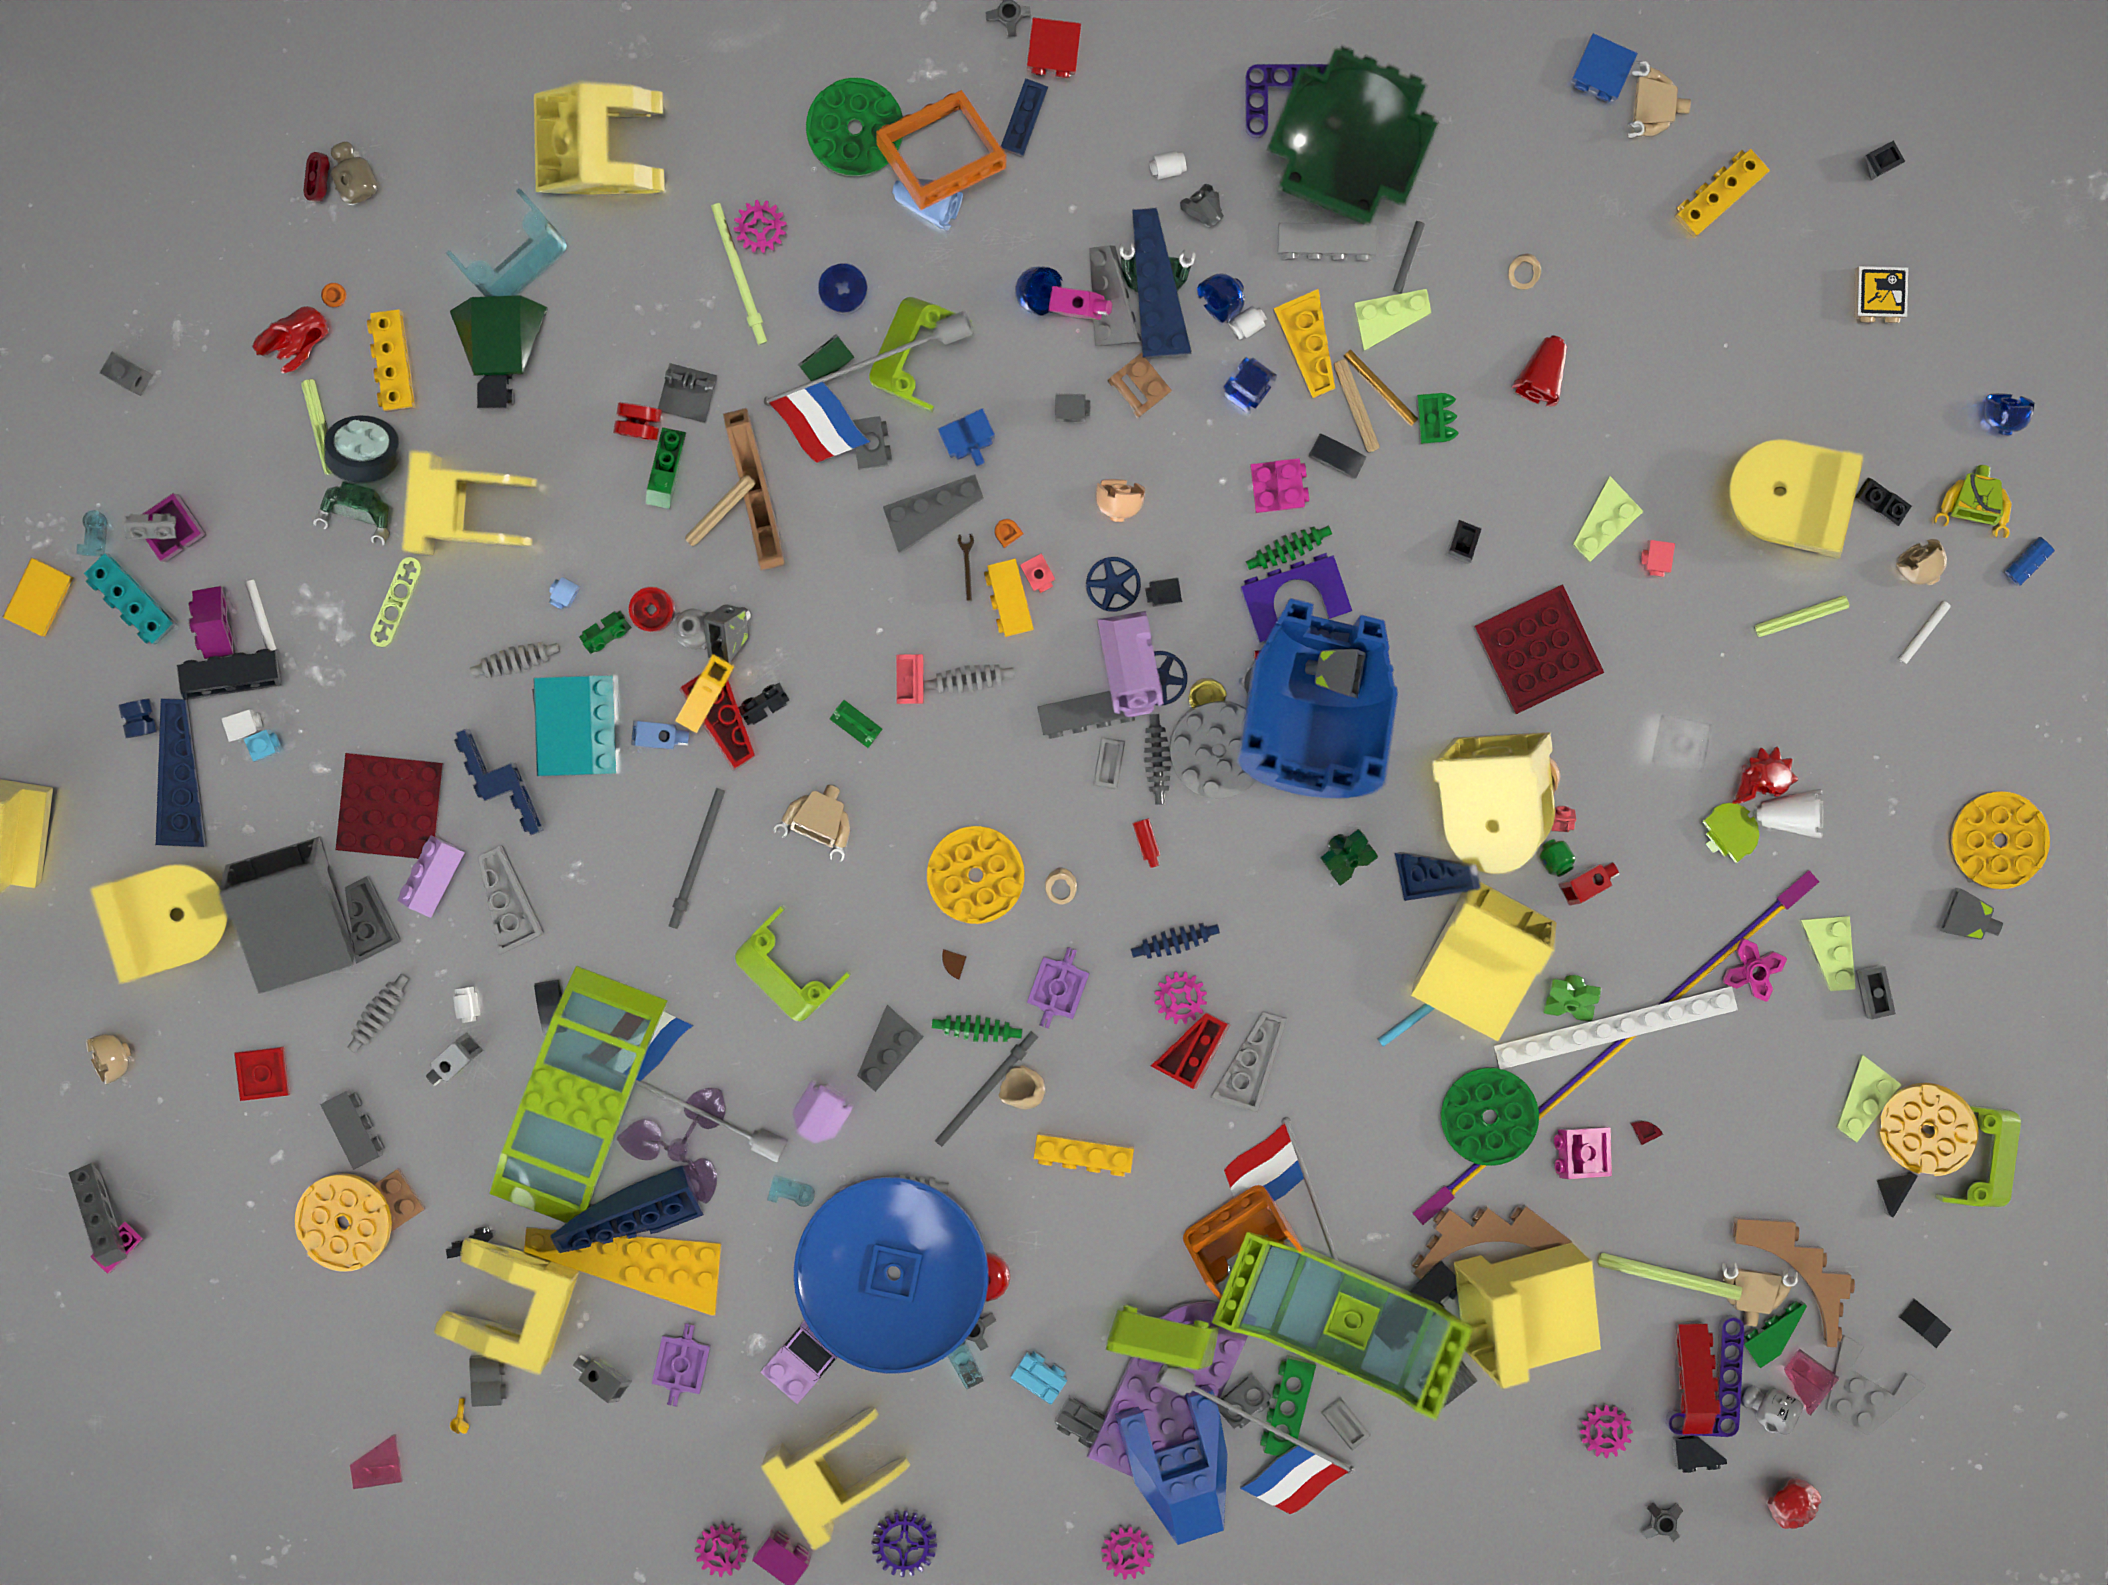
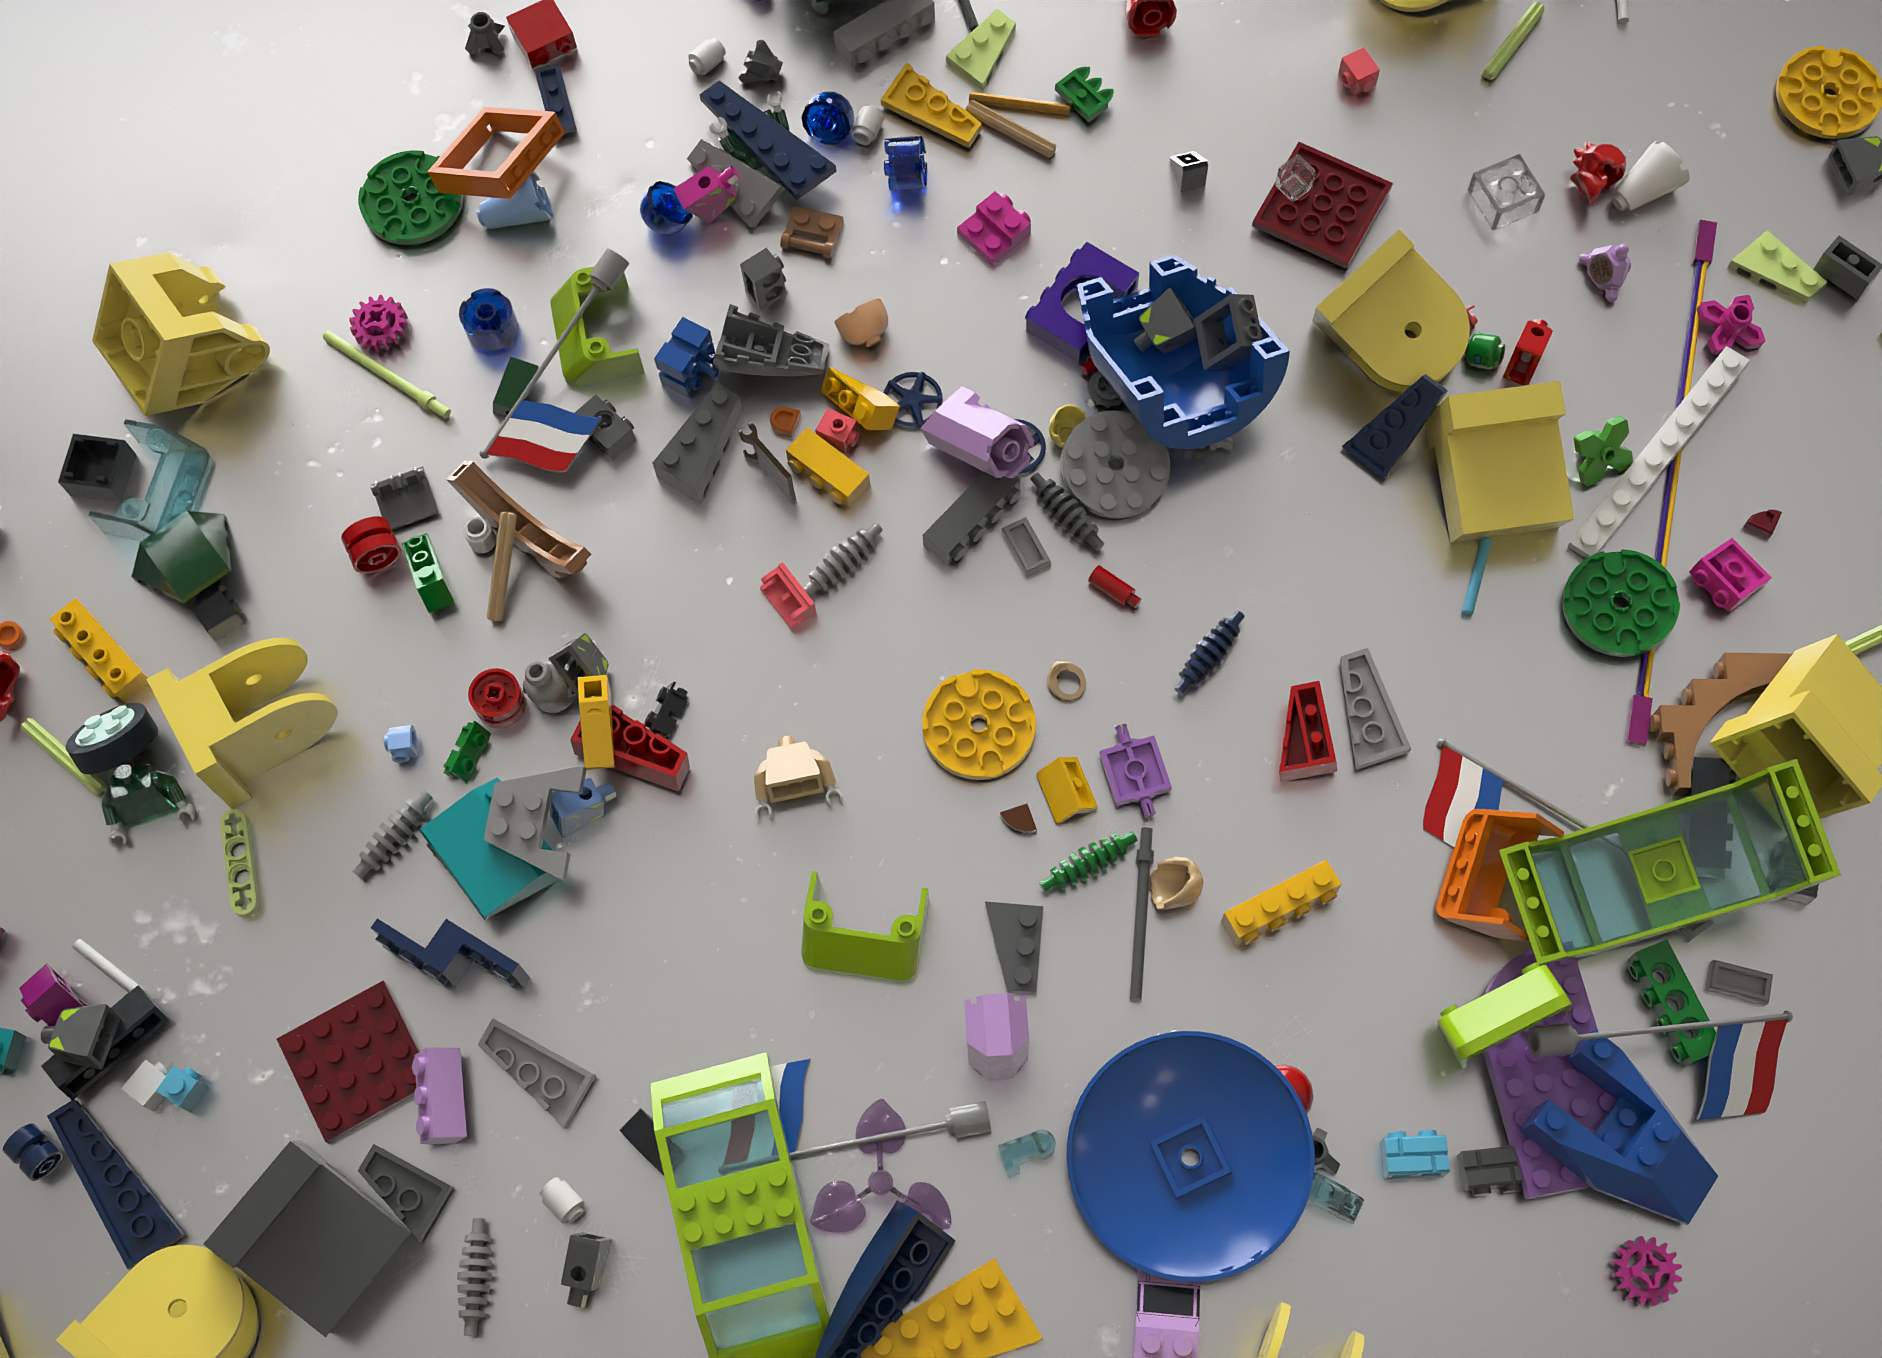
camera: 30 degrees left, 20 degrees down
(217, 668) = (82, 1035): none -> dark grey torso
(476, 202) = (97, 468): none -> black container
(608, 724) = (521, 812): none -> light grey wing
(680, 904) = (714, 947): dark grey bar -> none
(713, 469) = (479, 535): none -> white brick
(855, 723) = (765, 671): green hinge -> none
(1001, 966) = (1066, 788): none -> yellow panel
(1032, 468) = (766, 350): none -> dark grey wedge
(1072, 566) = (863, 403): none -> yellow slope
(1163, 592) = (961, 369): black slope -> none
(1187, 988) = (1254, 709): dark pink gear -> none
(1238, 1396) = (1617, 1021): dark grey brick -> none
(1289, 547) = (1042, 267): green piece -> none
(1337, 455) = (1020, 172): black slope -> none
(1347, 854) = (1303, 469): dark green plant -> none
(1354, 719) = (1212, 336): none -> dark grey window
(1529, 620) = (1295, 178): none -> clear panel
(1608, 518) = (1291, 76): yellowish green wing -> none
(1702, 861) = (1608, 268): none -> lavender rock
(1732, 831) = (1609, 229): lime piece -> none

